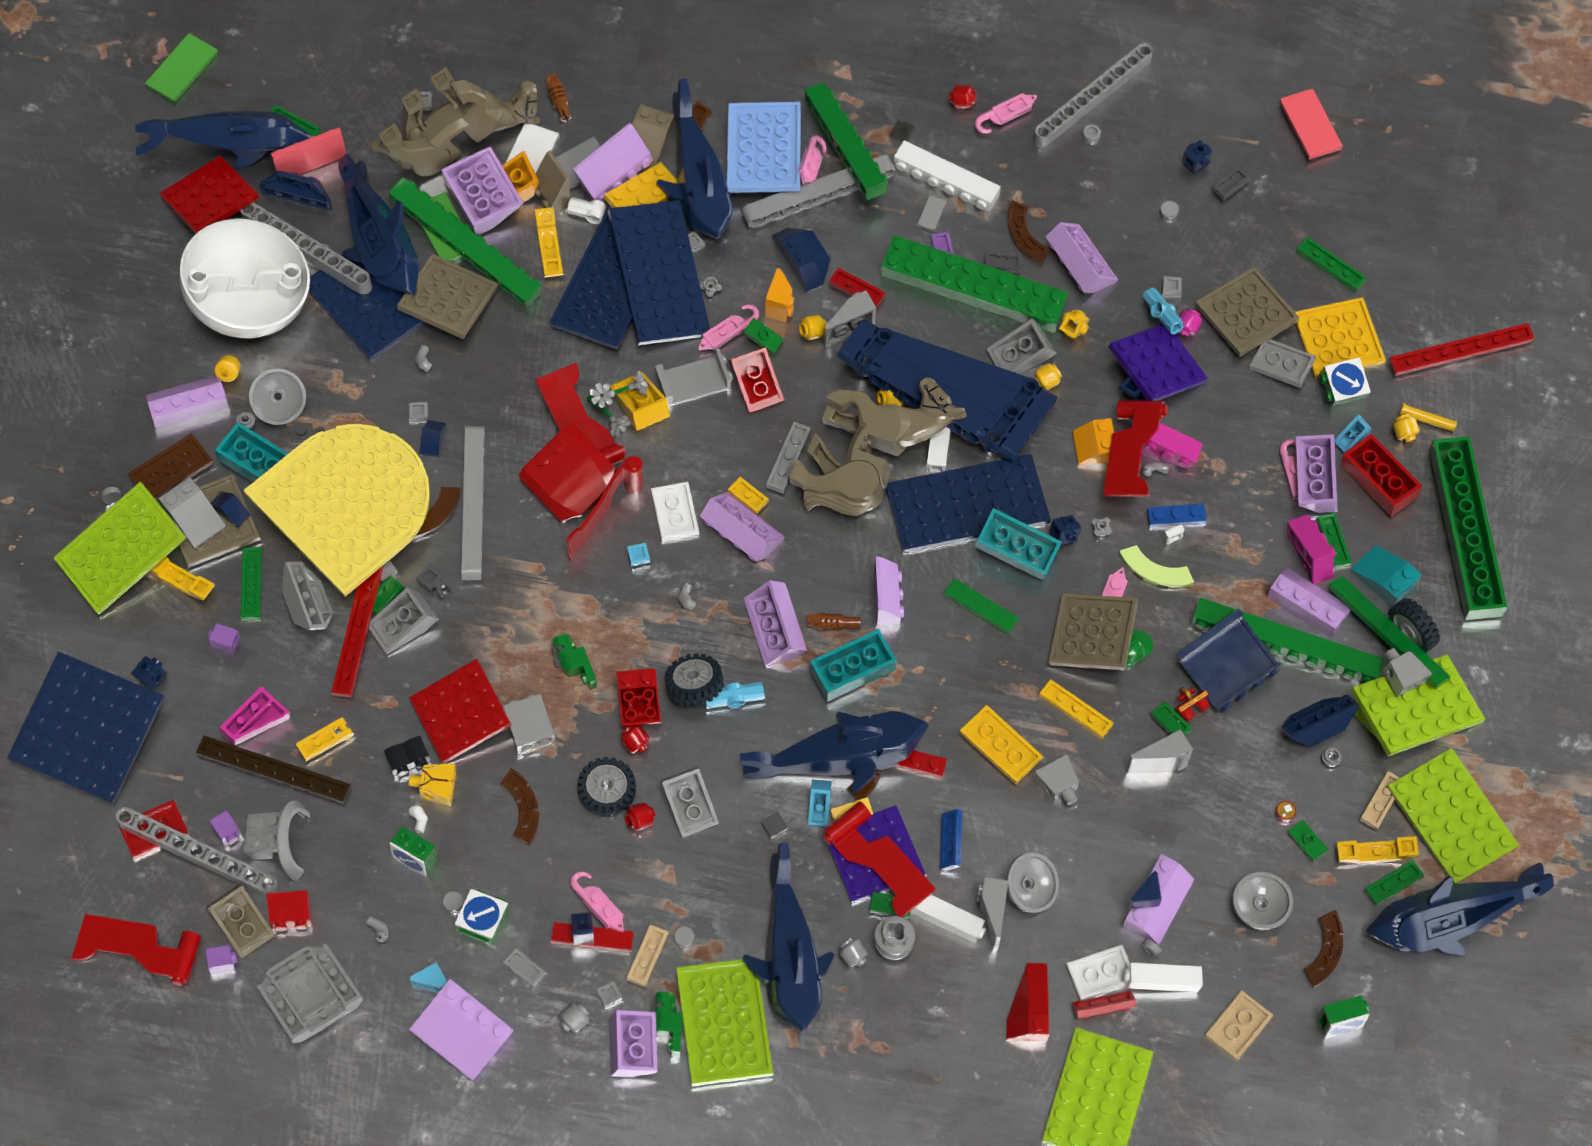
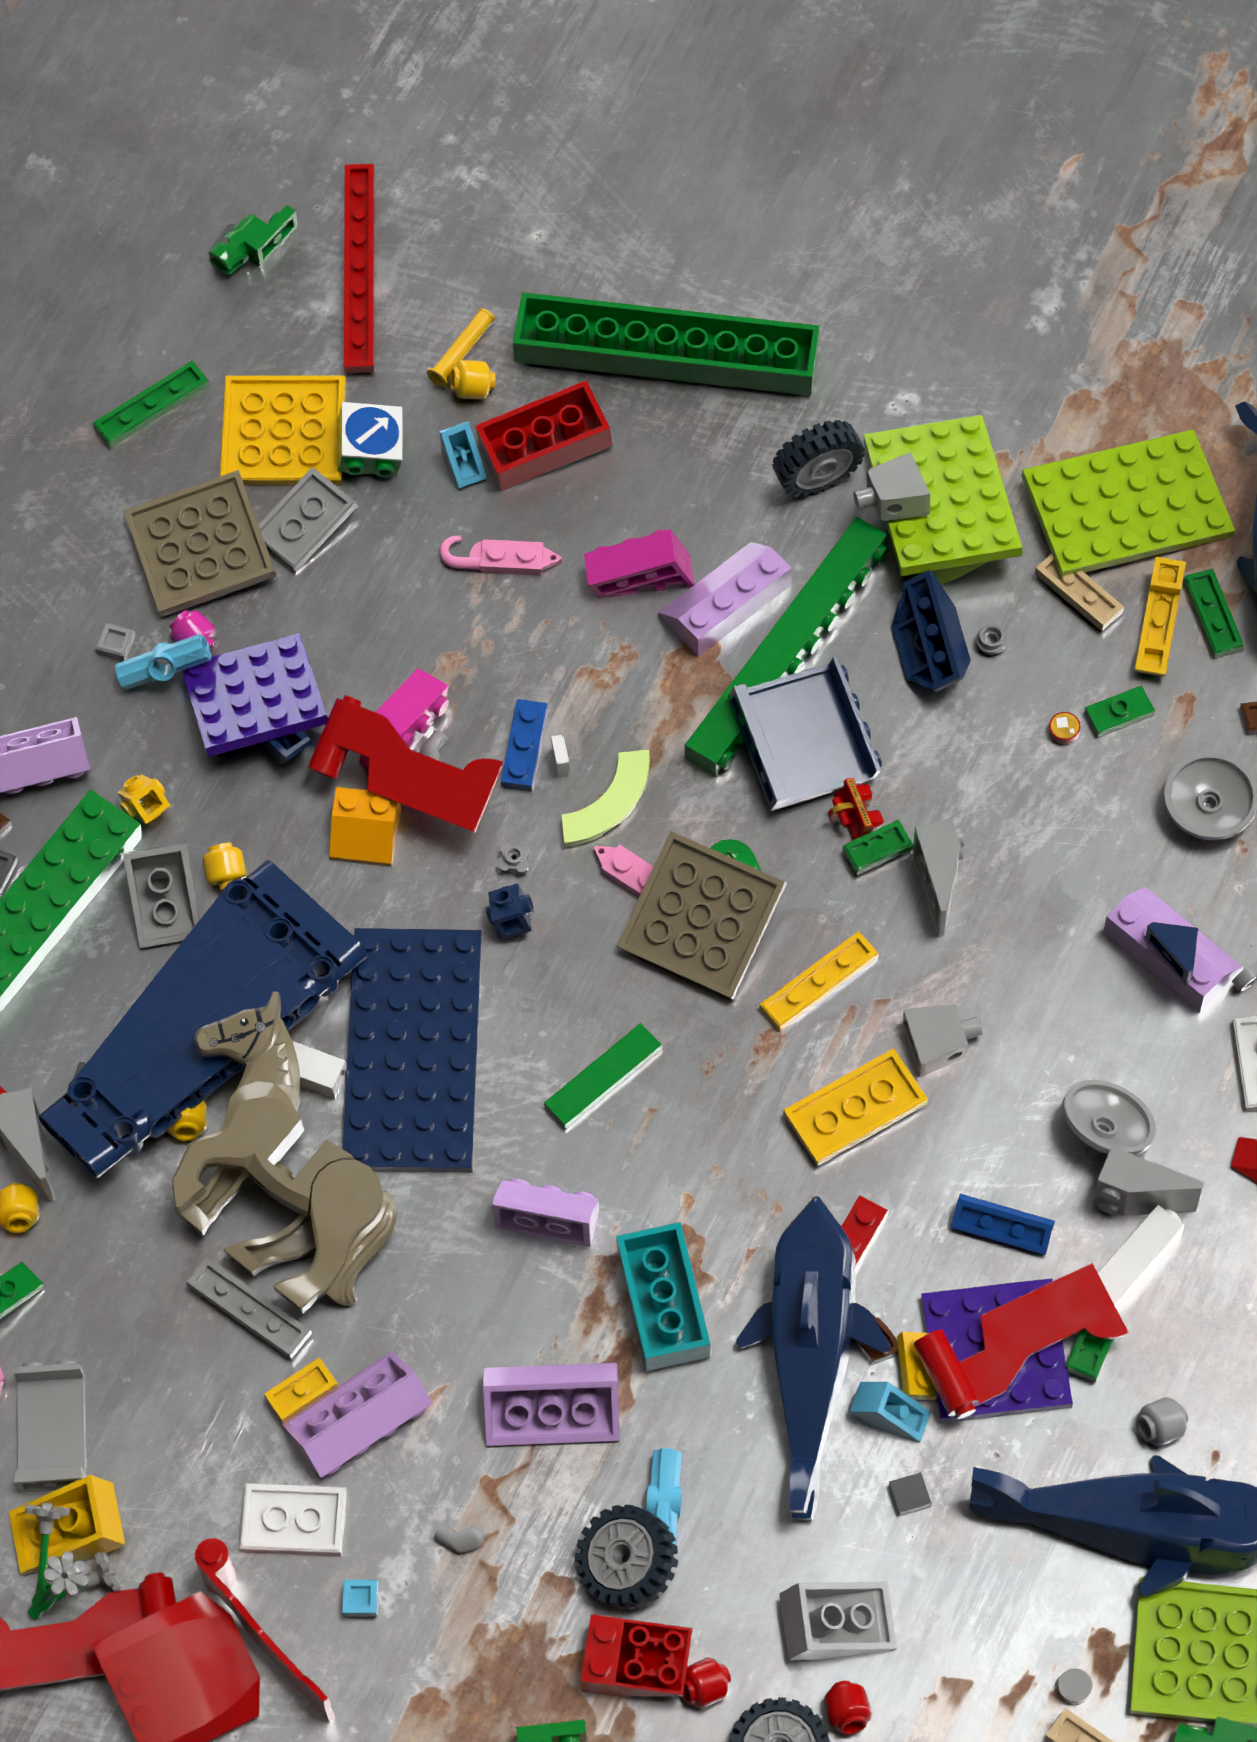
camera: 70 degrees left, 0 degrees up
(756, 380) = (85, 1323): slope -> none
(832, 621) = (571, 1310): dark orange hinge -> none
(895, 948) = (1154, 1366): light grey piece -> none
(1017, 544) = (519, 985): teal brick -> none
(1317, 473) = (516, 519): lavender slope -> none
(1330, 527) = (612, 532): green tile -> none
(1385, 628) = (801, 502): green tile -> none
(1386, 574) = (710, 477): teal slope -> none
(1458, 287) = (251, 240): none -> green plate

